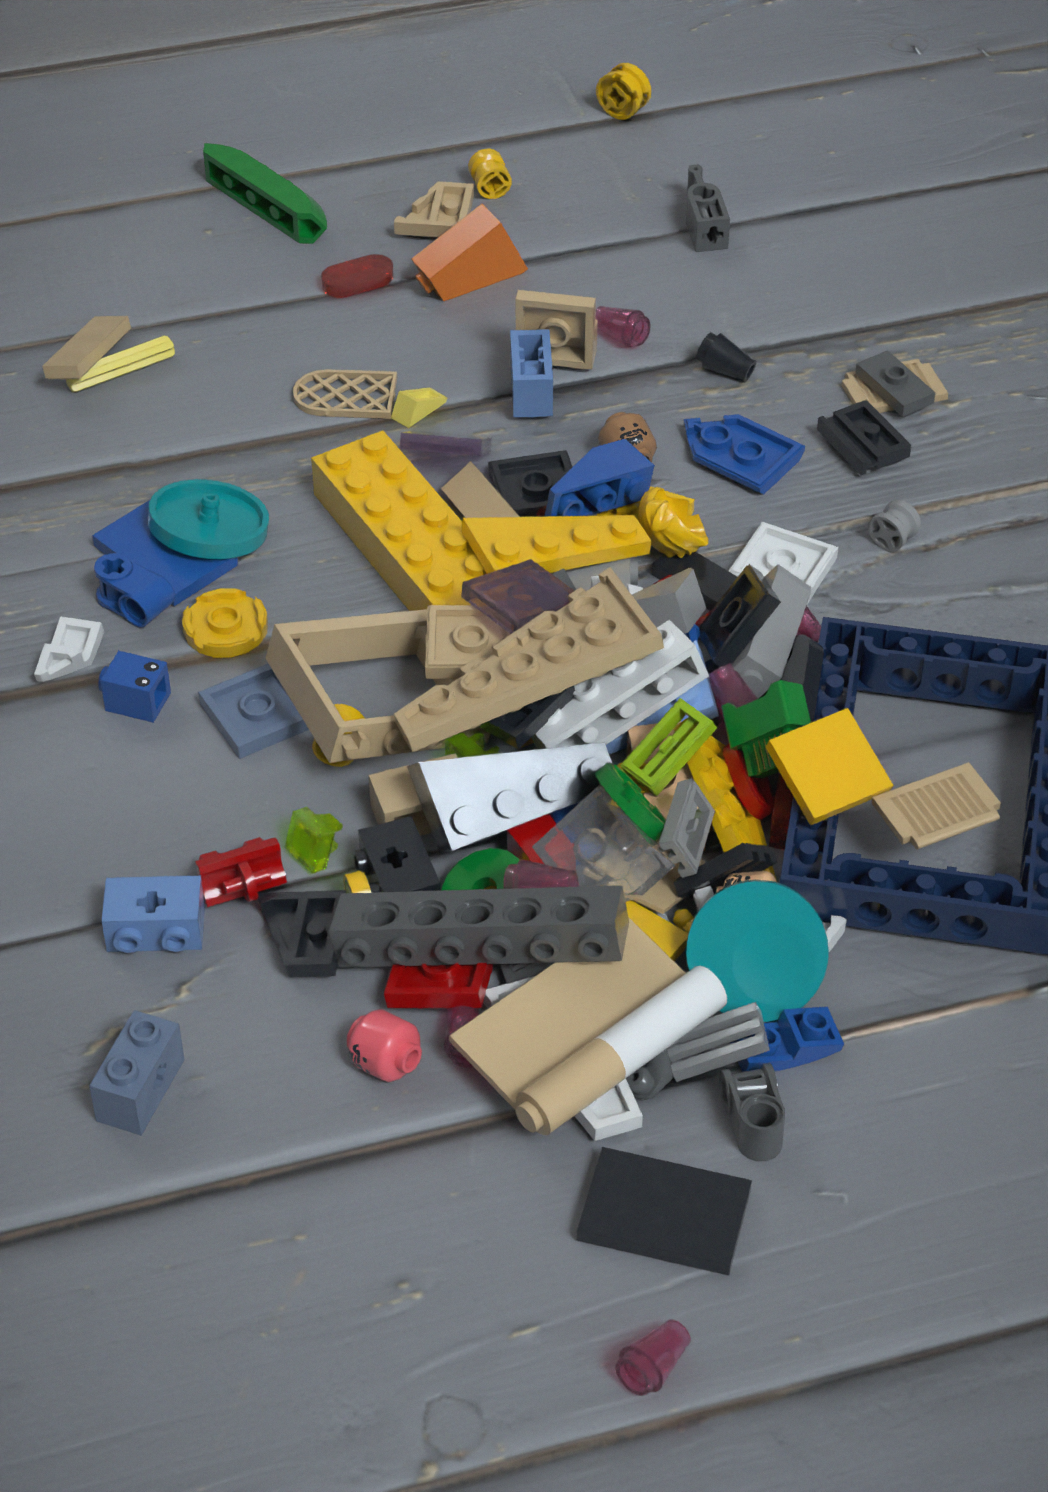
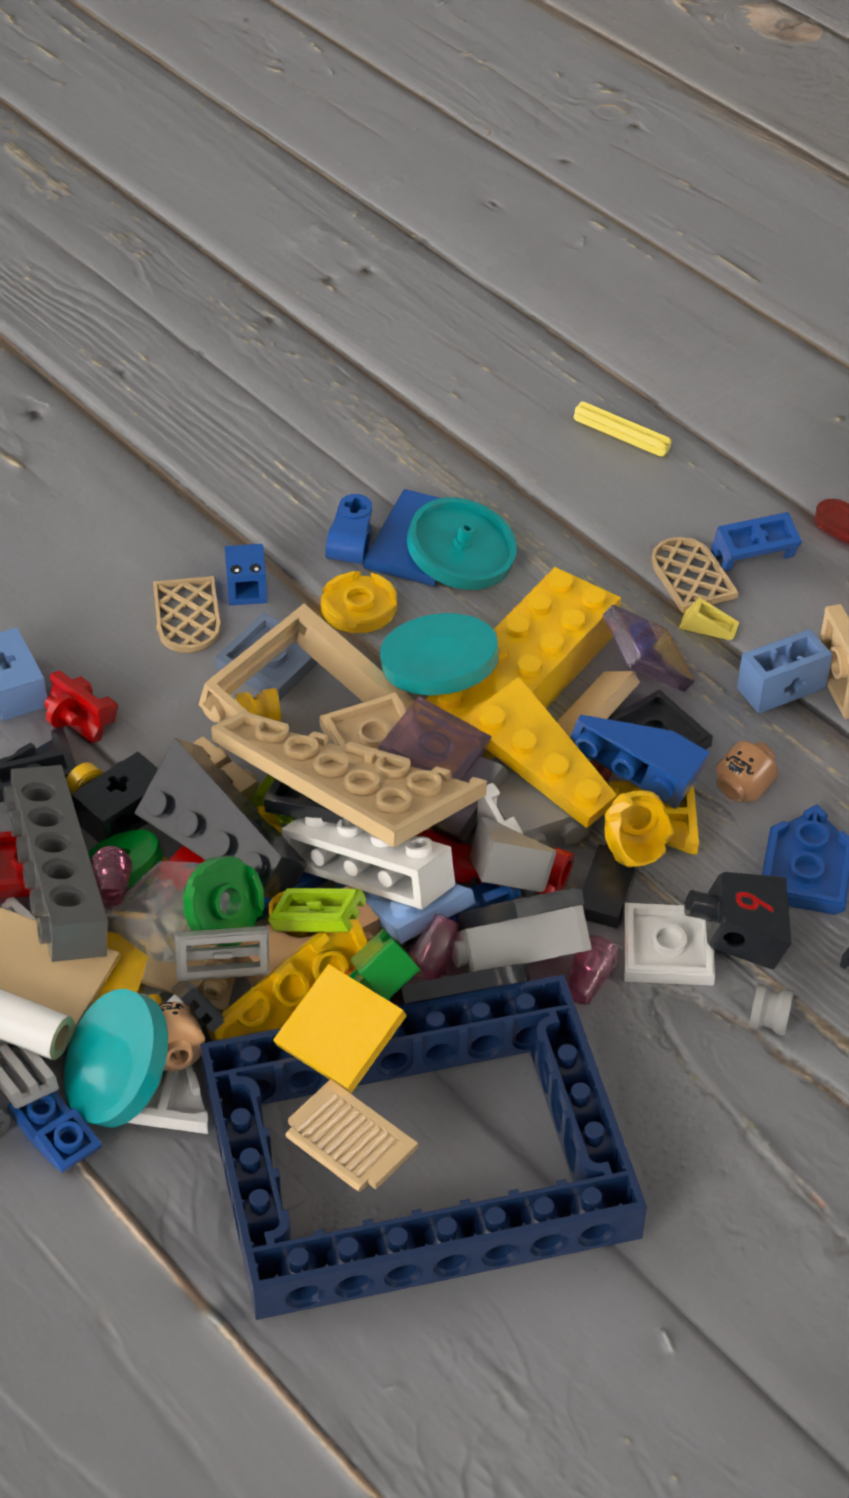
camera: 65 degrees right, 0 degrees up
(71, 648) = (275, 529): white slope -> none
(86, 347) = (617, 400): tan tile -> none
(133, 729) = (178, 585): none -> tan window
(312, 838) = (134, 736): clear neon green tile -> none
(353, 331) = (756, 538): none -> blue hinge
(388, 564) = (439, 654): none -> teal piece
(797, 499) = (745, 916): none -> black torso

